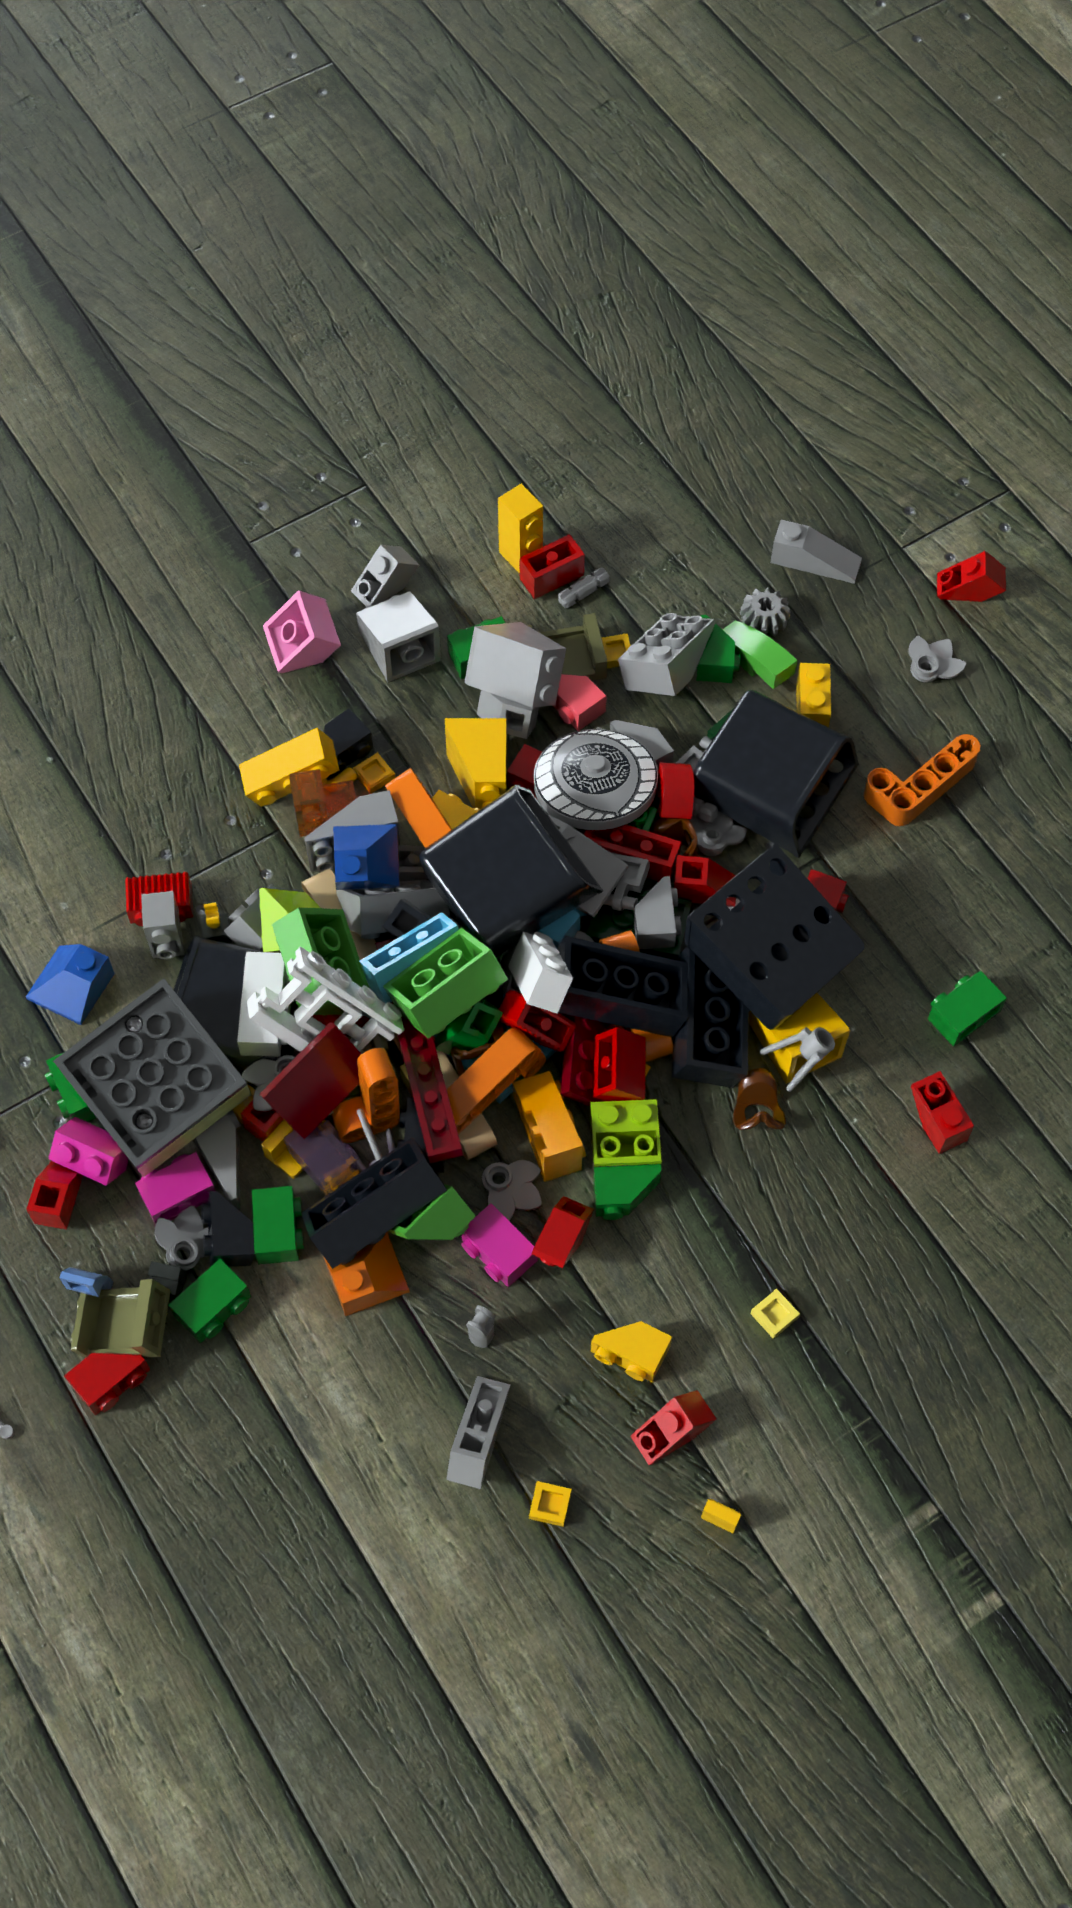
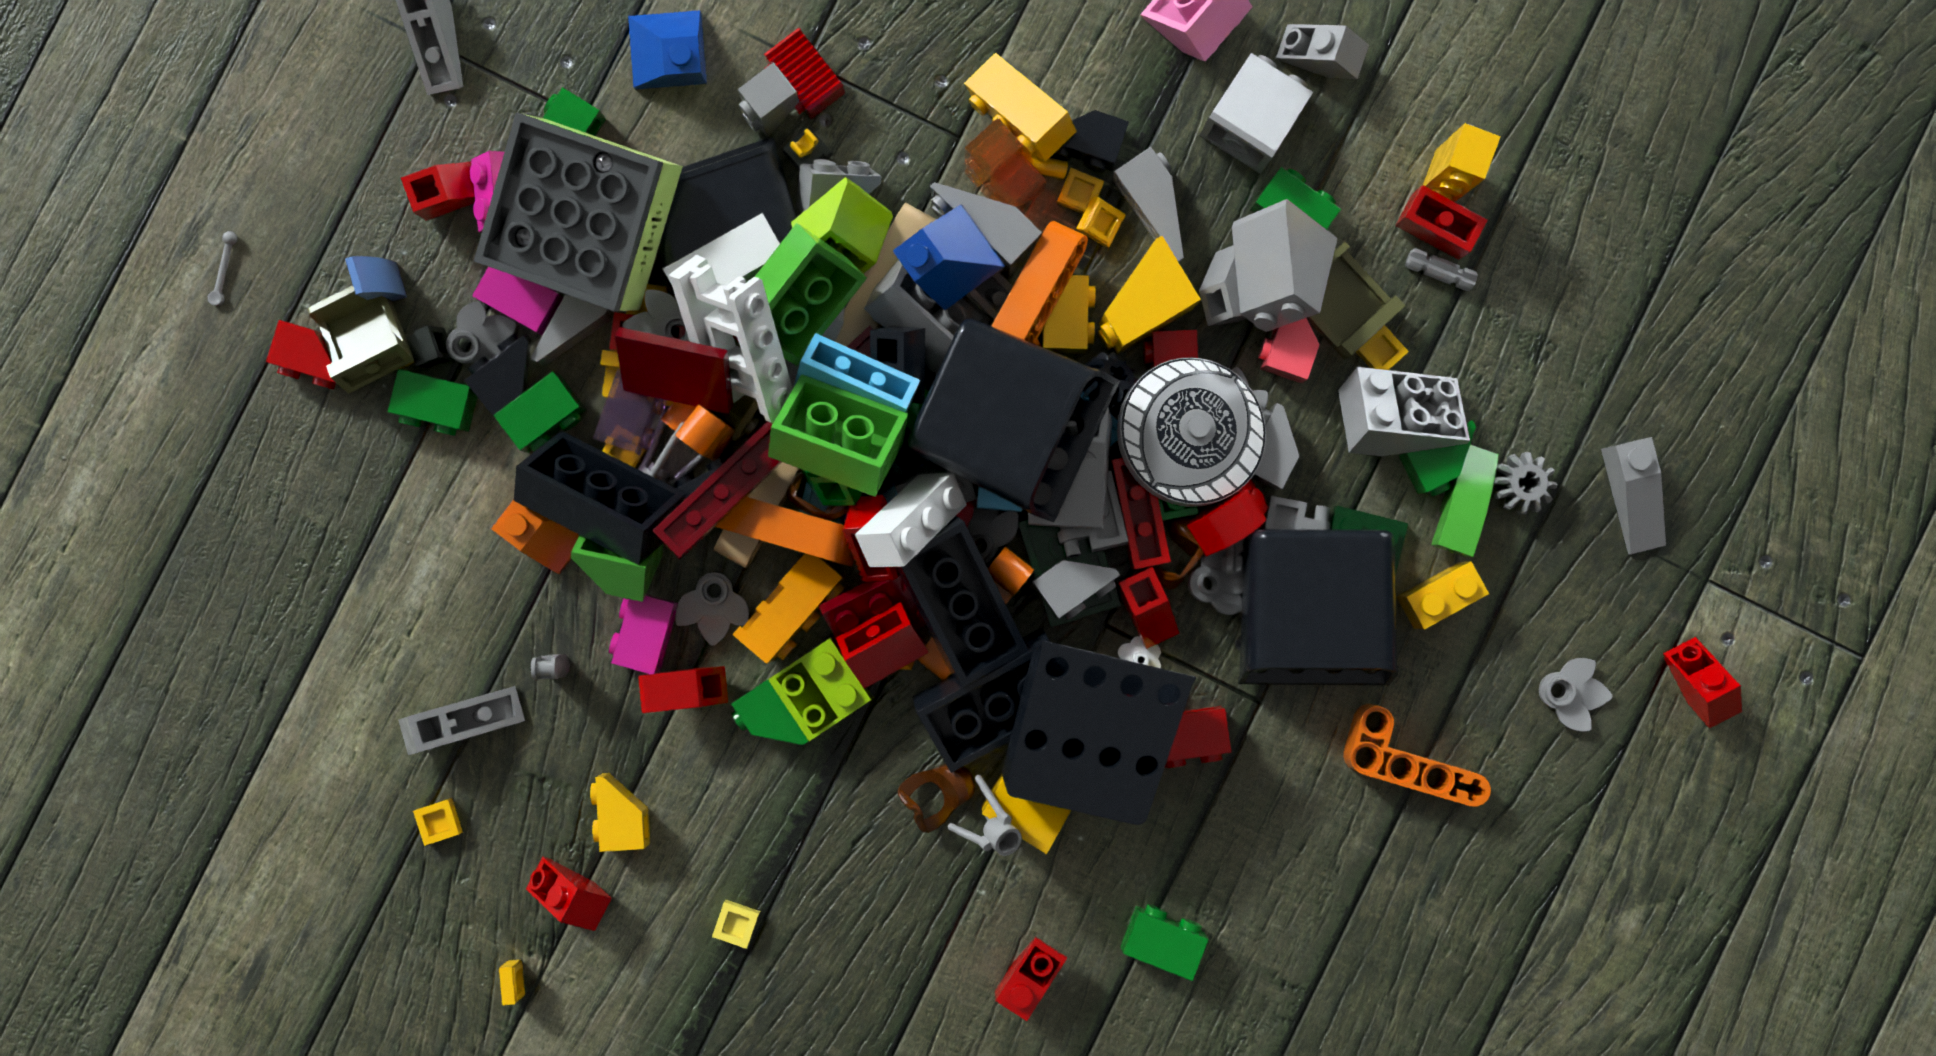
camera: 55 degrees right, 25 degrees up
(400, 763) = (1100, 221): none -> yellow tile
(408, 727) = (1150, 193): none -> light grey slope

